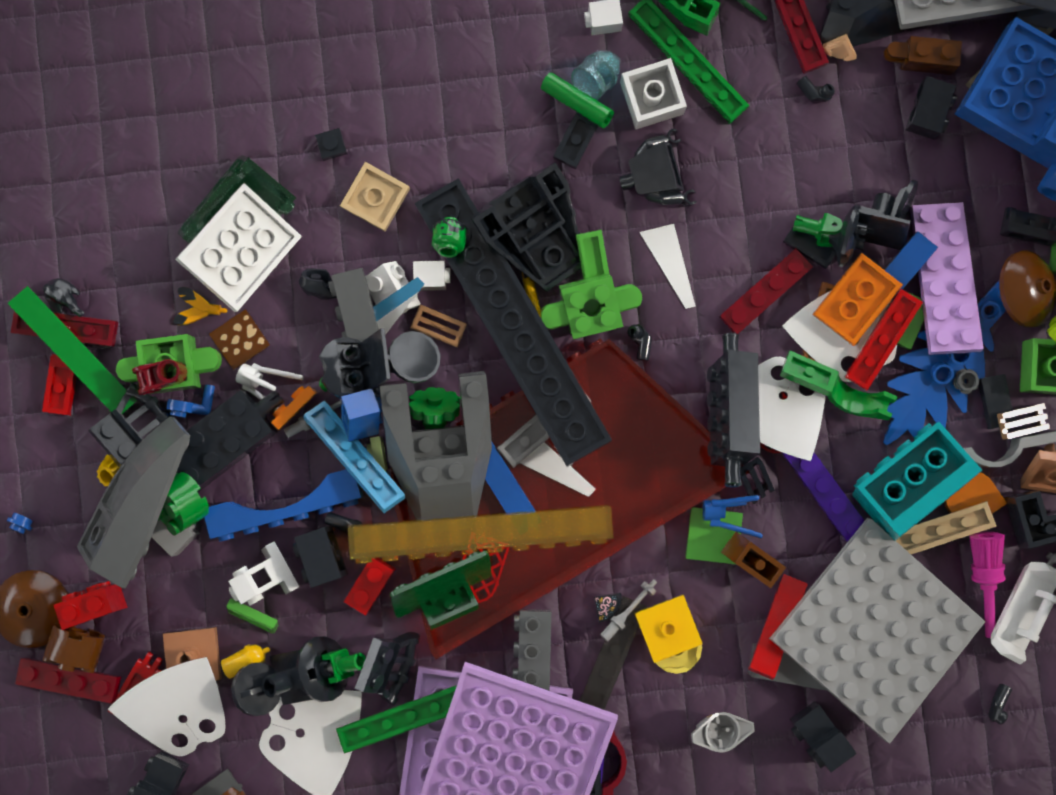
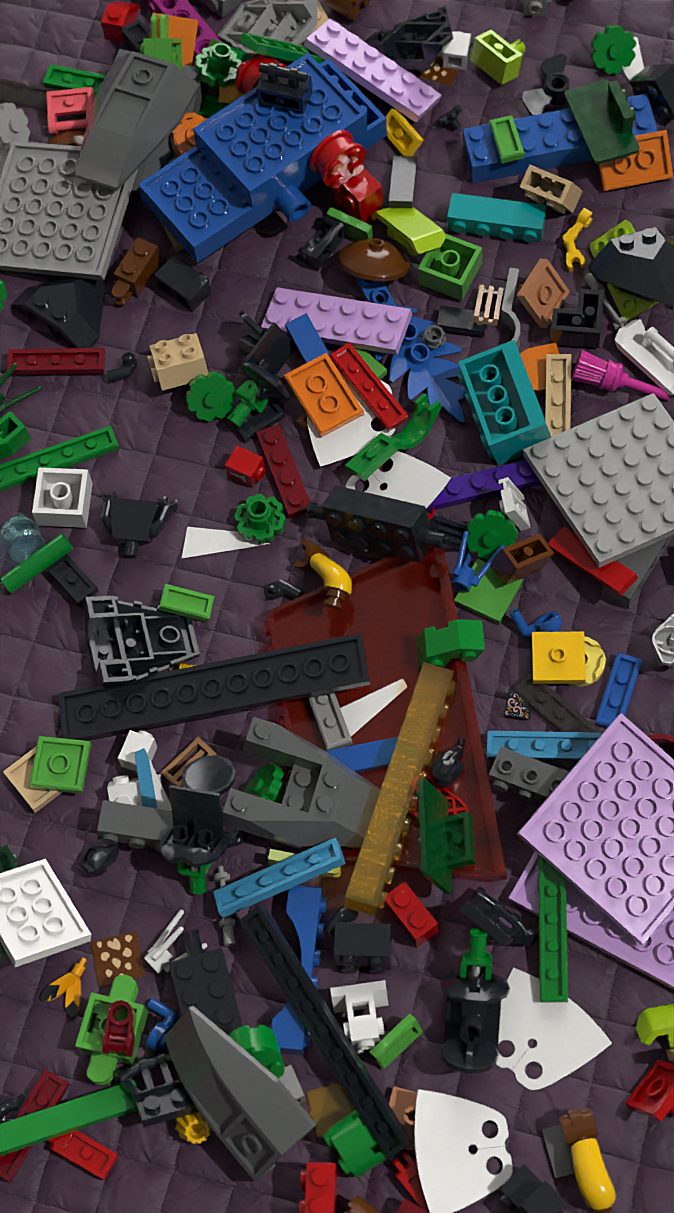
camera: 65 degrees left, 20 degrees down
(145, 617) = (354, 1144): none -> green brick
(180, 584) = (329, 1106): none -> clear yellow piece
(230, 552) = (326, 1032): none -> black plate
(245, 656) = (437, 1071): yellow piece -> none
(301, 398) = (201, 914): orange plate -> none
(361, 414) = (242, 850): blue brick -> none
(389, 211) = (60, 764): none -> bright green tile
(449, 237) = (110, 714): green head -> none
(520, 565) = (445, 766): none -> black piece
(576, 649) = (542, 744): none -> dark azure plate
(591, 306) = (230, 615): bright green brick -> none
(617, 622) = (535, 698): light grey piece -> none
(640, 525) = (458, 641): none -> green brick
(658, 694) = (618, 689): none -> blue tile
(666, 386) = (334, 576): none -> piece
(700, 604) = (546, 623): none -> blue plate
(705, 290) = (260, 519): none -> green plant
(753, 254) = (245, 467): none -> red brick
(770, 518) = (490, 532): none -> green plant
(807, 530) = (512, 505): none -> white plate
(814, 189) = (210, 396): none -> green plant
(839, 141) = (177, 361): none -> tan brick
(840, 48) = (96, 335): light nougat tile -> none

